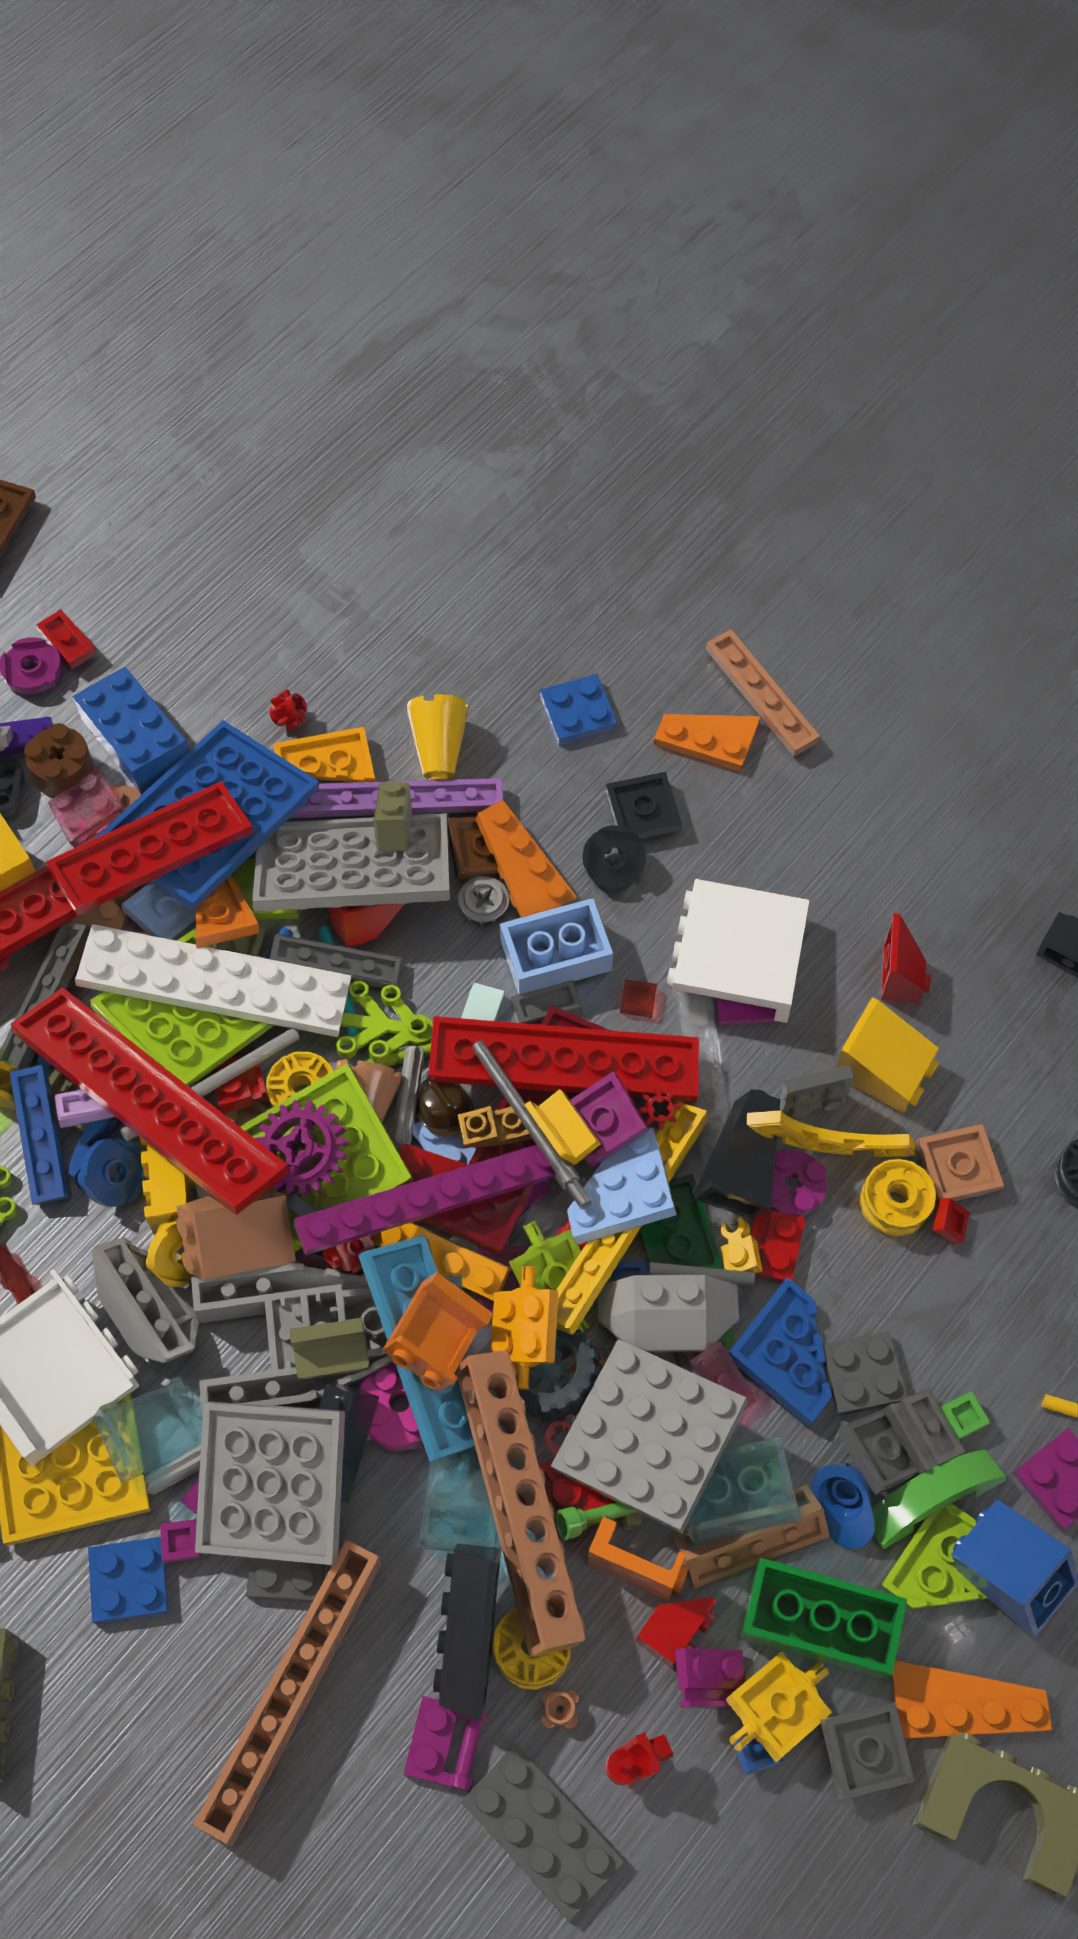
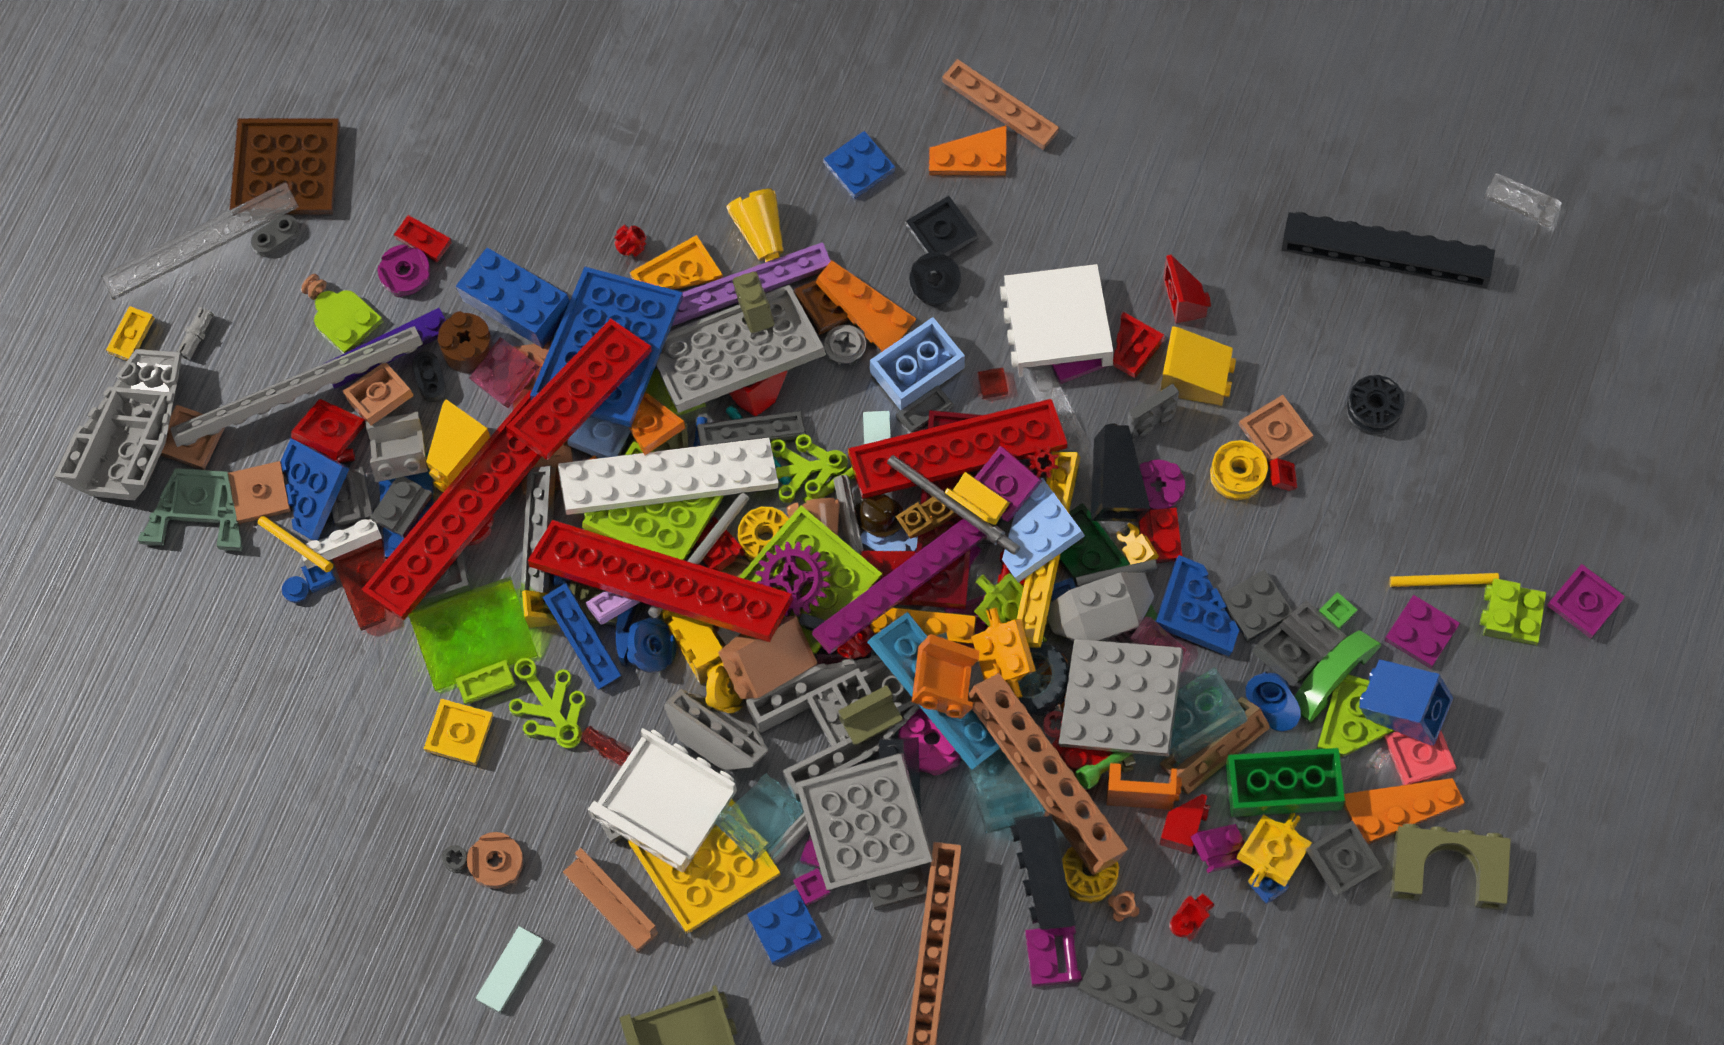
camera: 15 degrees left, 5 degrees up
(823, 1008) = (1135, 345): none -> red wing
(829, 1141) = (1175, 445): yellow tile -> none
(1007, 1650) = (1418, 760): none -> coral tile

